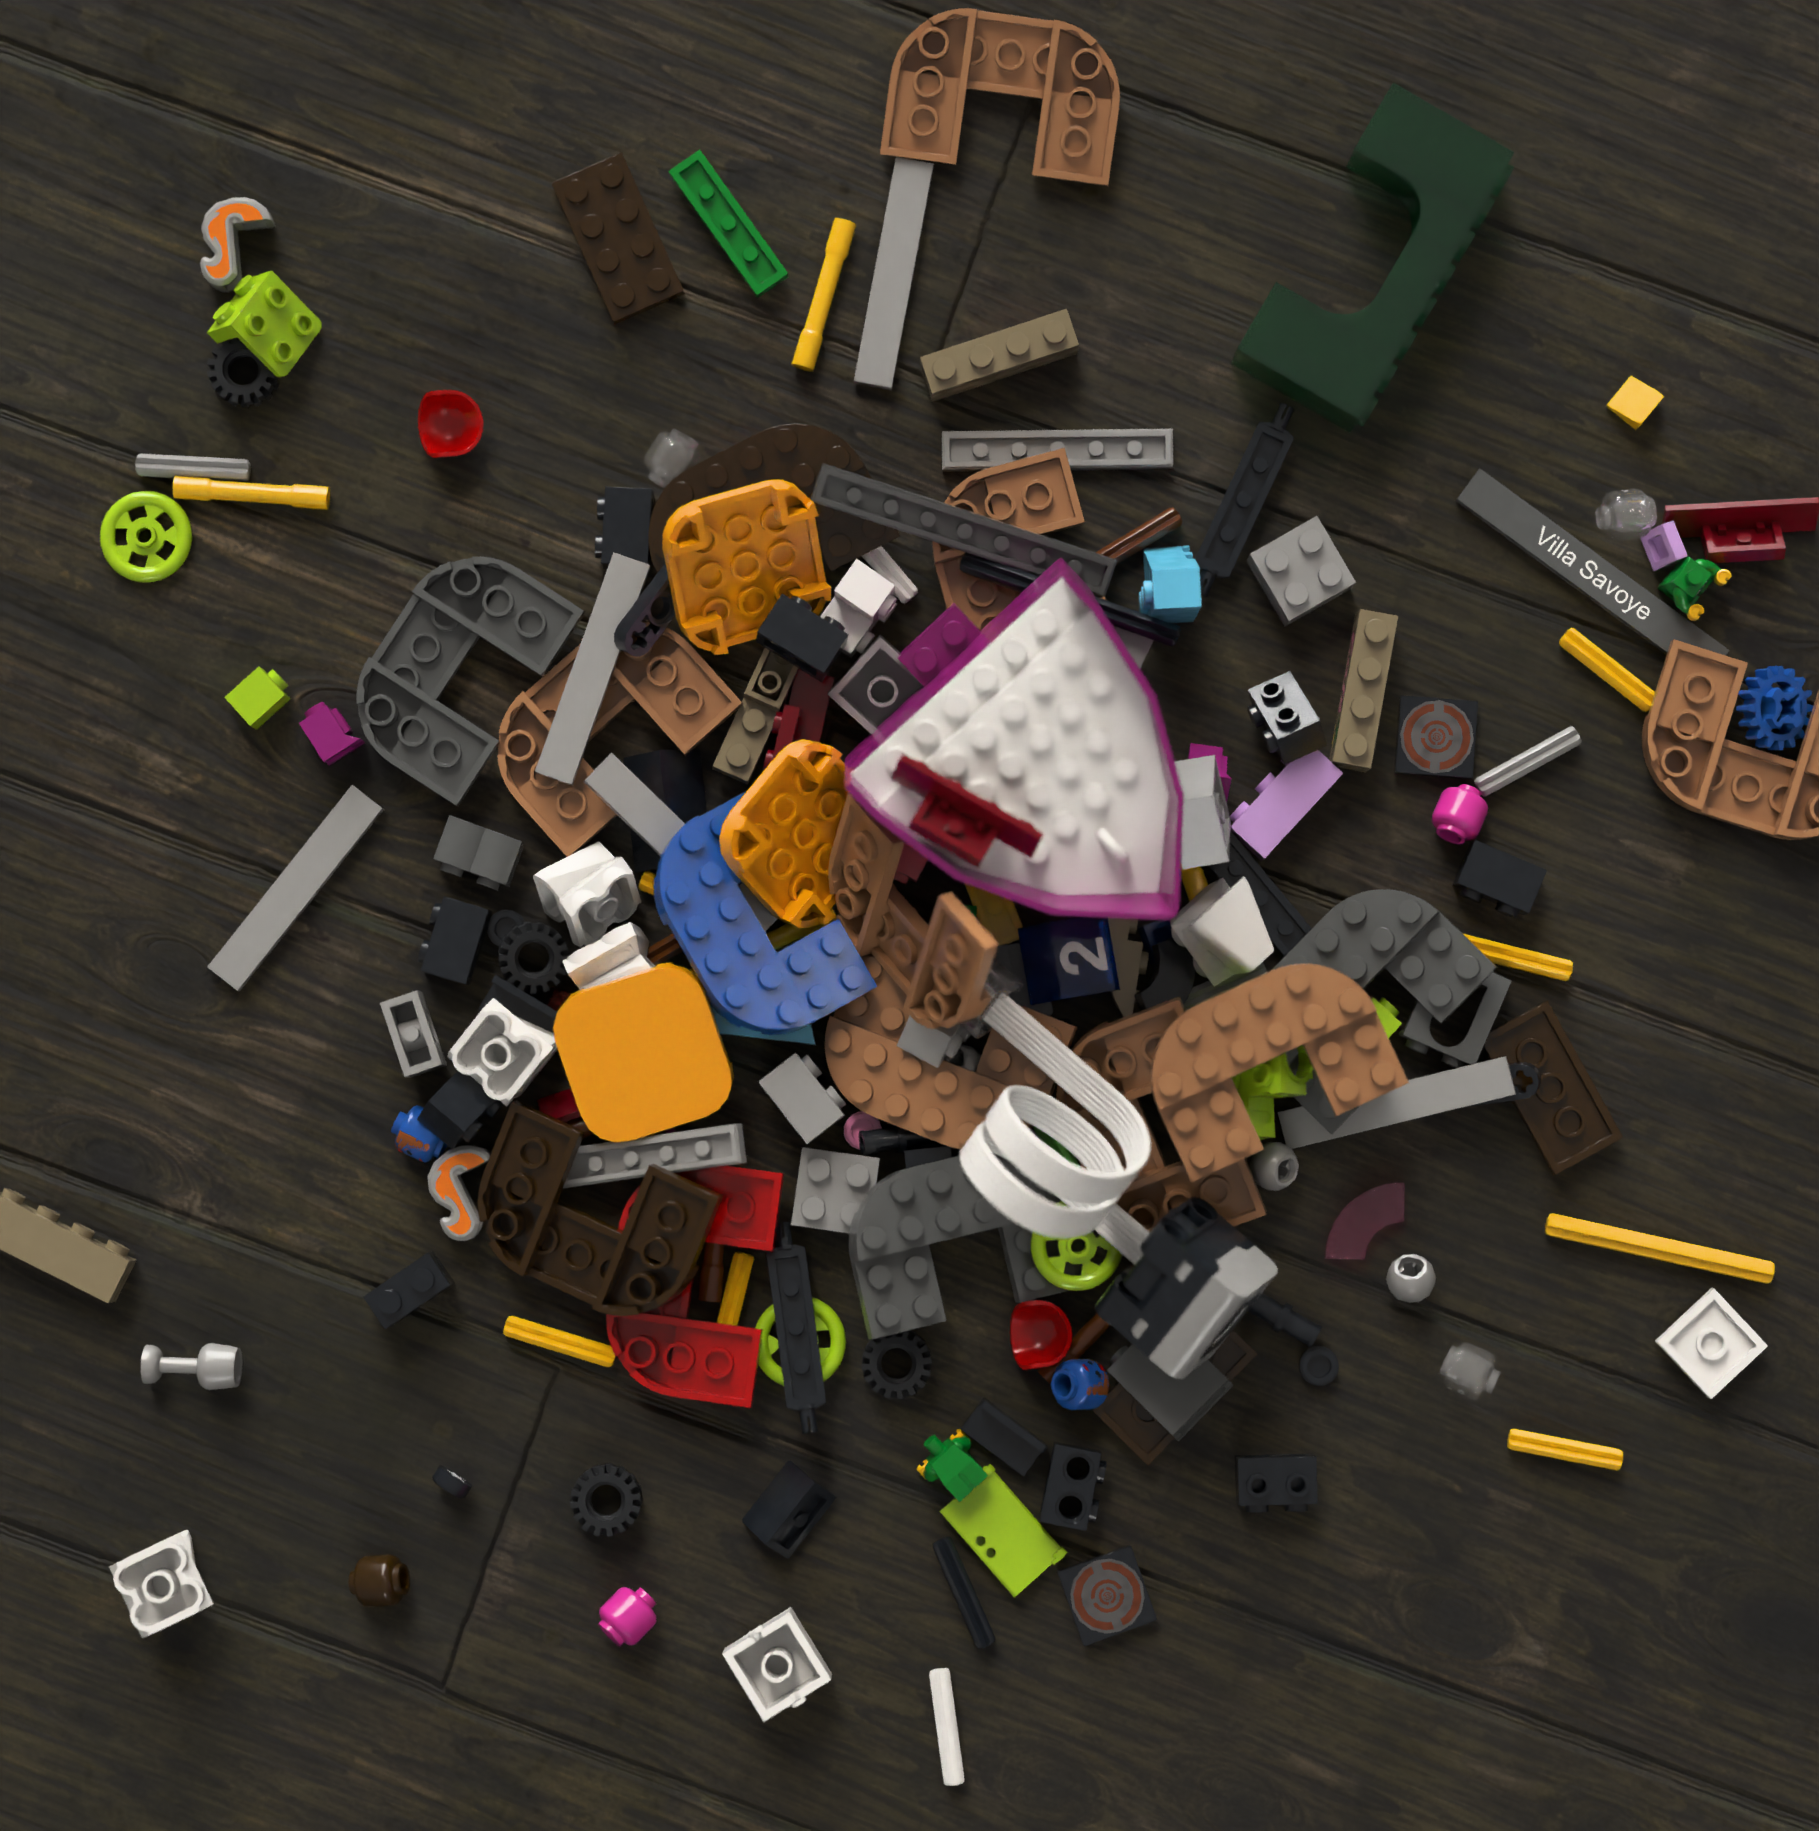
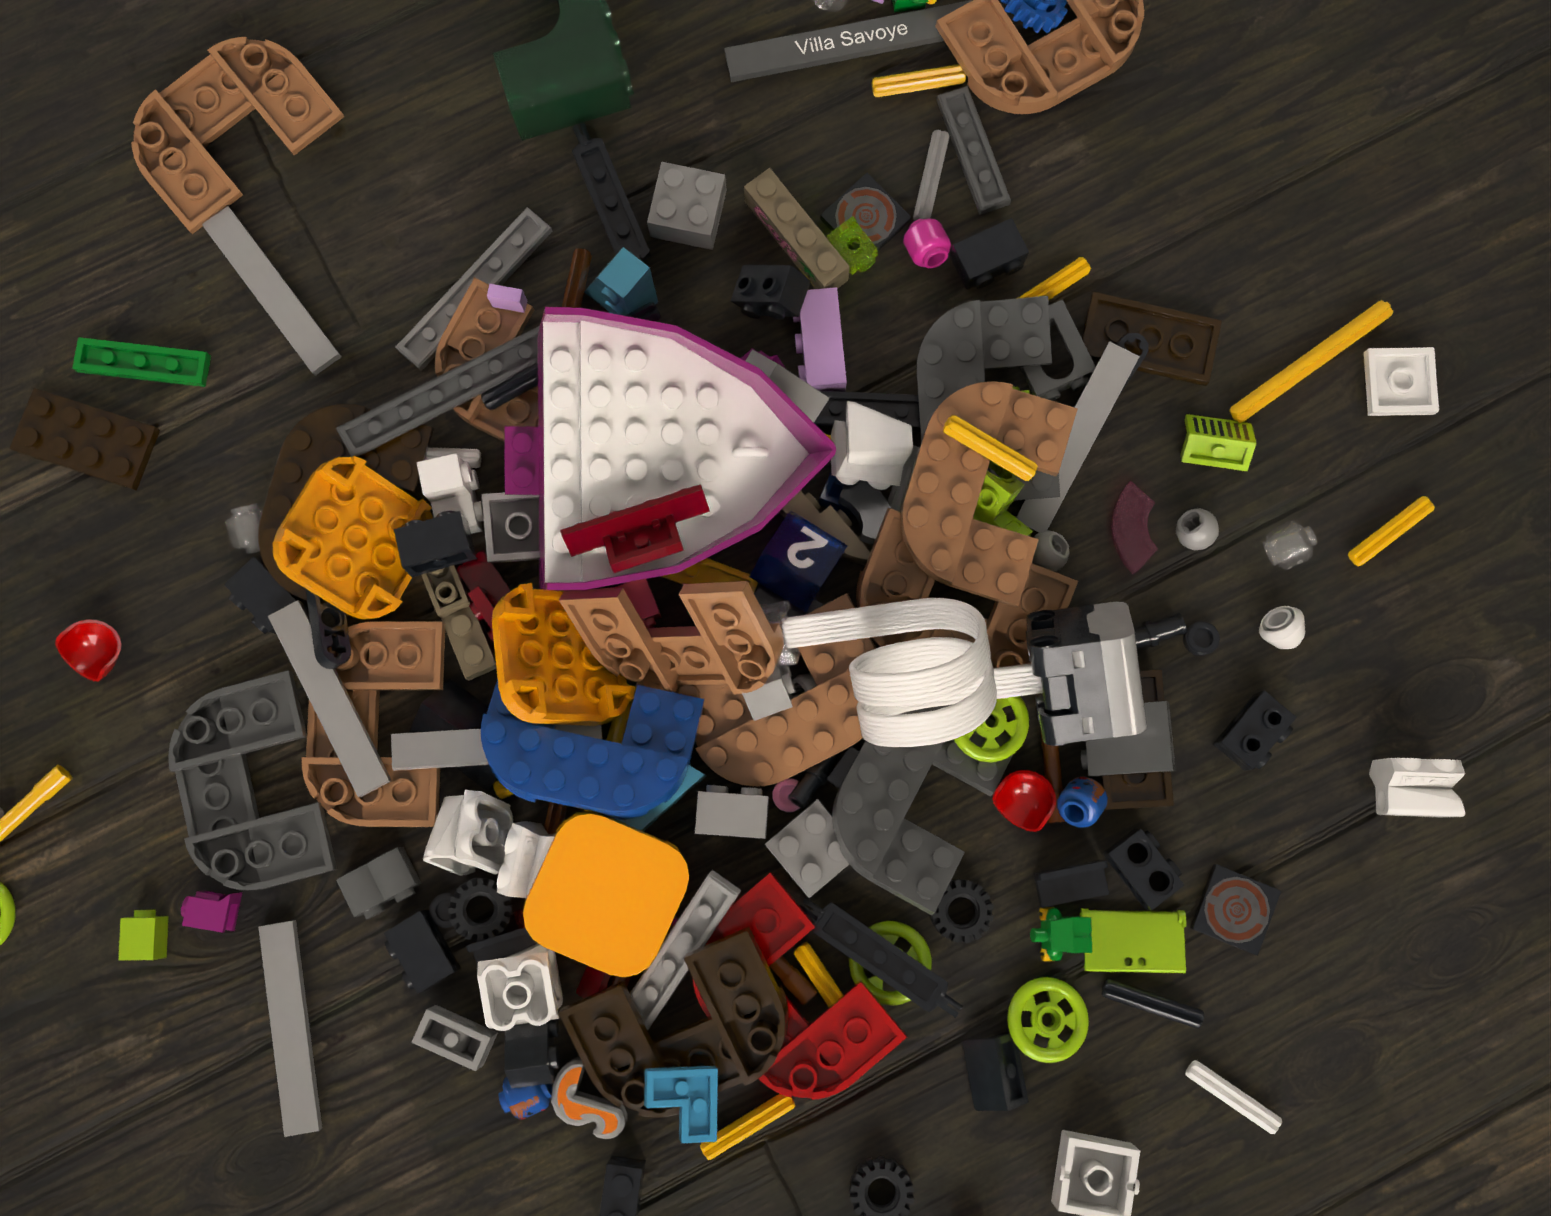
camera: 45 degrees left, 5 degrees down
(548, 1272) = (690, 1090): none -> dark azure plate
(835, 254) = (259, 373): yellow piece -> none
(891, 1540) = (1076, 1020): none -> lime plate
(999, 355) = (381, 269): dark tan brick -> none
(1070, 497) = (507, 298): none -> lavender tile
(1301, 1040) = (990, 447): none -> yellow axle
(1347, 1656) = (1417, 787): none -> white piece
(1389, 1427) = (1283, 627): none -> white cone
(1394, 737) = (846, 234): none -> clear neon green brick
(1509, 1229) = (1218, 442): none -> lime panel
(1588, 776) = (973, 150): none -> dark grey tile

